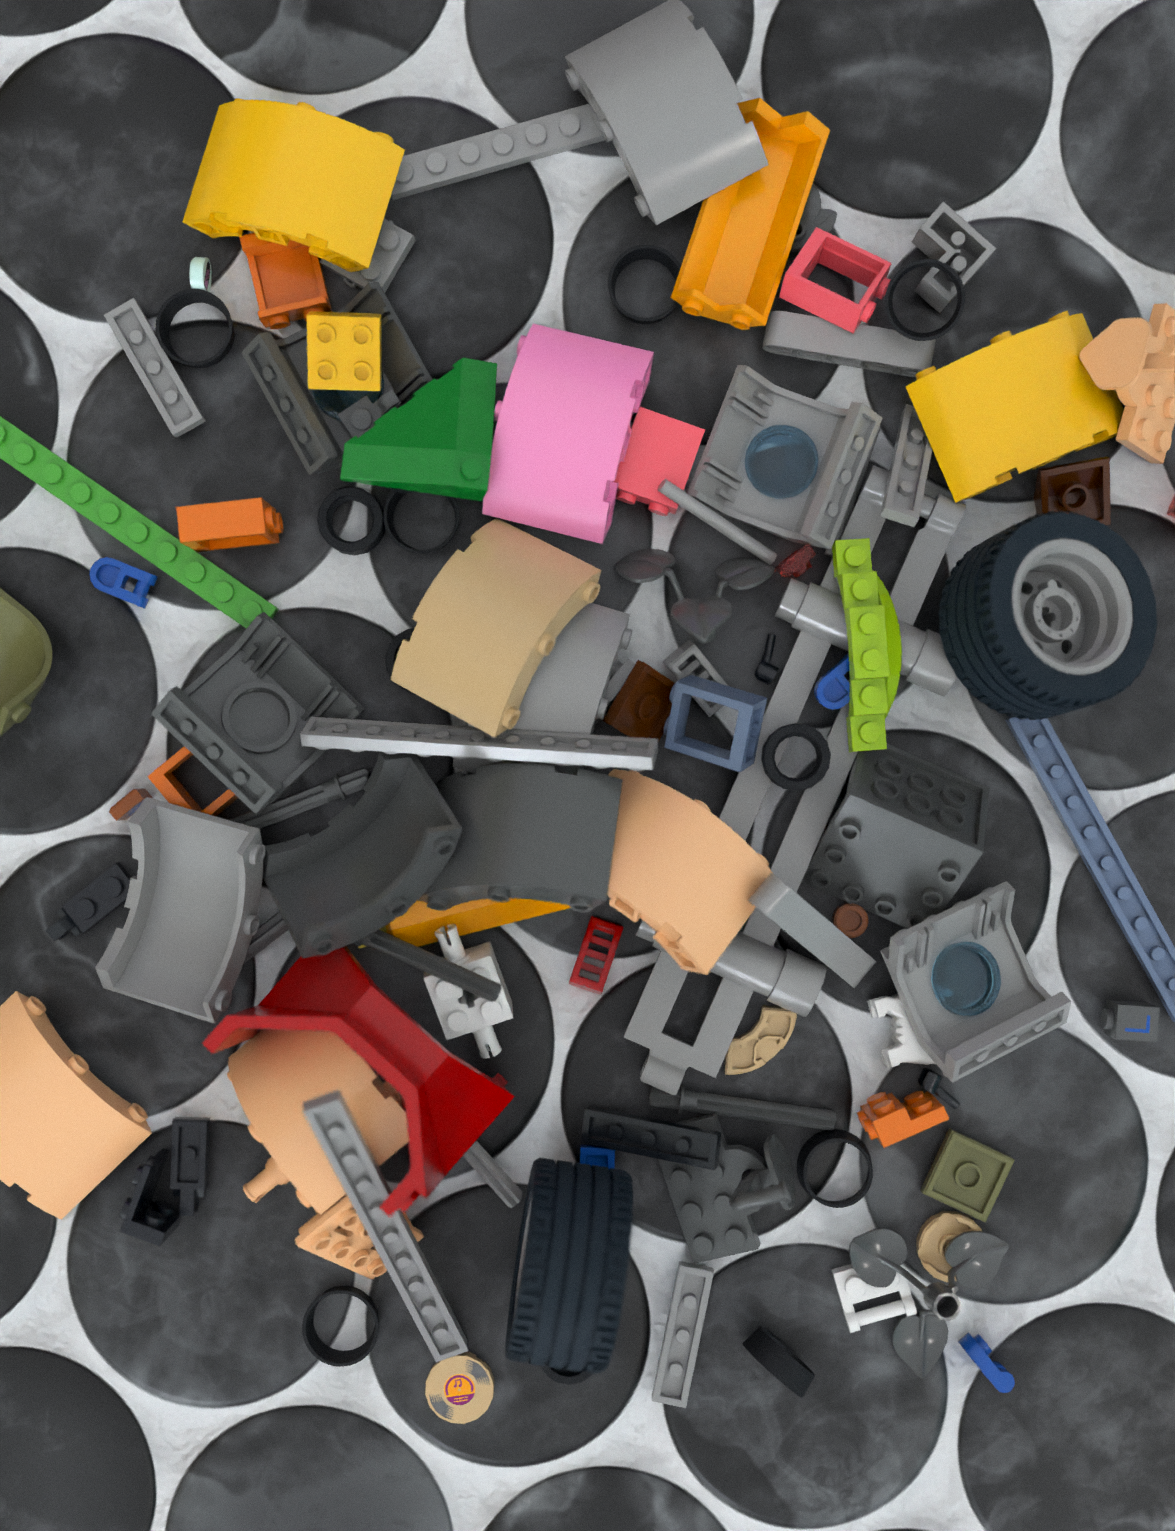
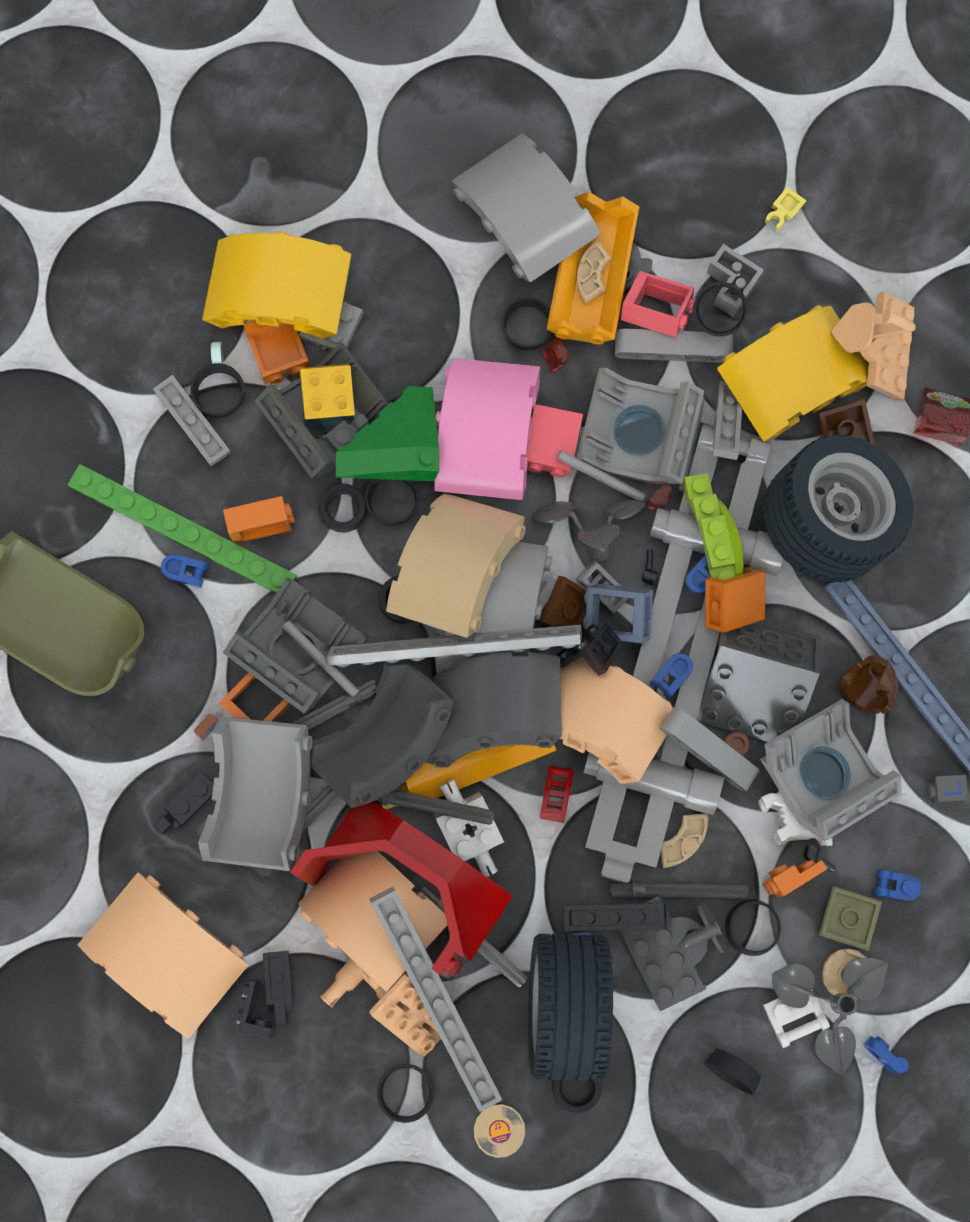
camera: 10 degrees left, 10 degrees down
(293, 733) = (336, 674): none -> light grey bar
(497, 150) = (414, 246): light grey plate -> none
(676, 775) = (597, 647): none -> black bracket
(679, 336) = (556, 354): none -> clear red plate
(682, 1334) = (659, 1066): light grey plate -> none
(745, 219) = (590, 272): none -> tan tile
(787, 810) = (679, 668): none -> blue plate
(822, 759) = (685, 611): black tyre -> none
(880, 728) = (735, 600): none -> orange panel
(1040, 157) = (785, 206): none -> light yellow plate
(1048, 1142) = (905, 886): none -> blue plate
(1050, 866) = (871, 685): none -> reddish brown hair

